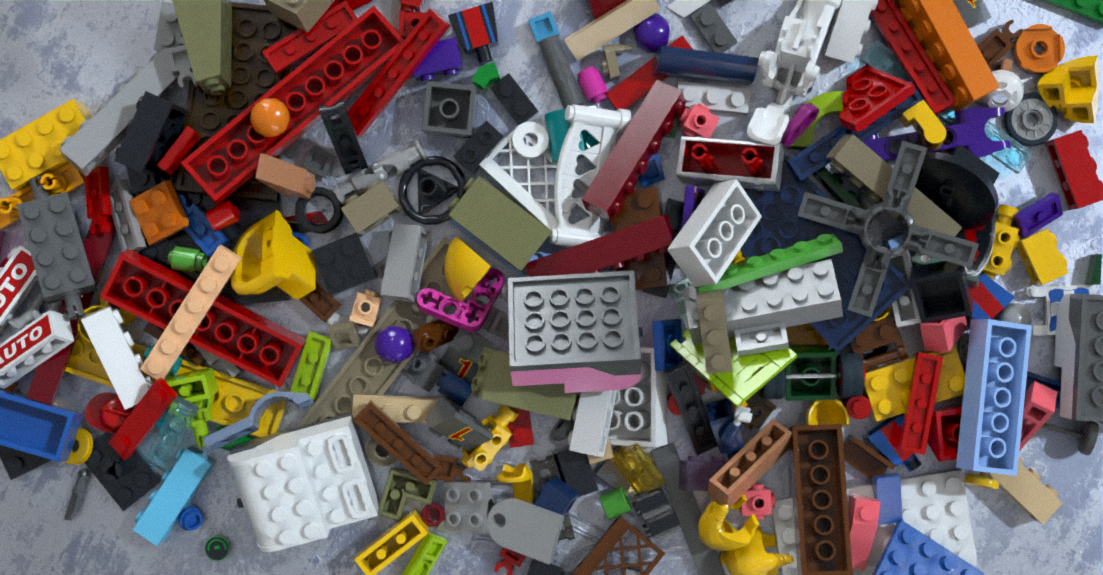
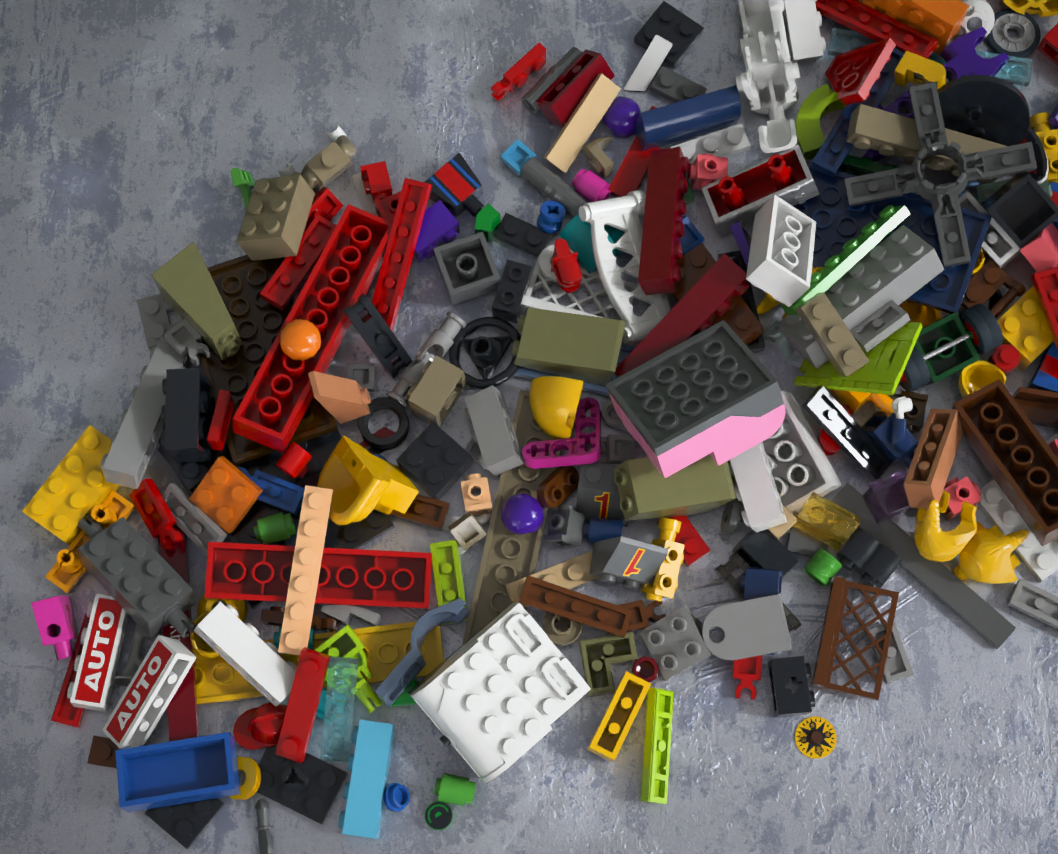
camera: 30 degrees left, 15 degrees down
(238, 535) = (455, 789): none -> bright green brick
(521, 480) = (715, 590): yellow piece -> none
(532, 151) = (566, 267): none -> red arm
(541, 102) = (551, 217): none -> blue wheel
(663, 335) = (785, 375): blue tile -> none
(799, 123) = (805, 123): magenta plate -> none

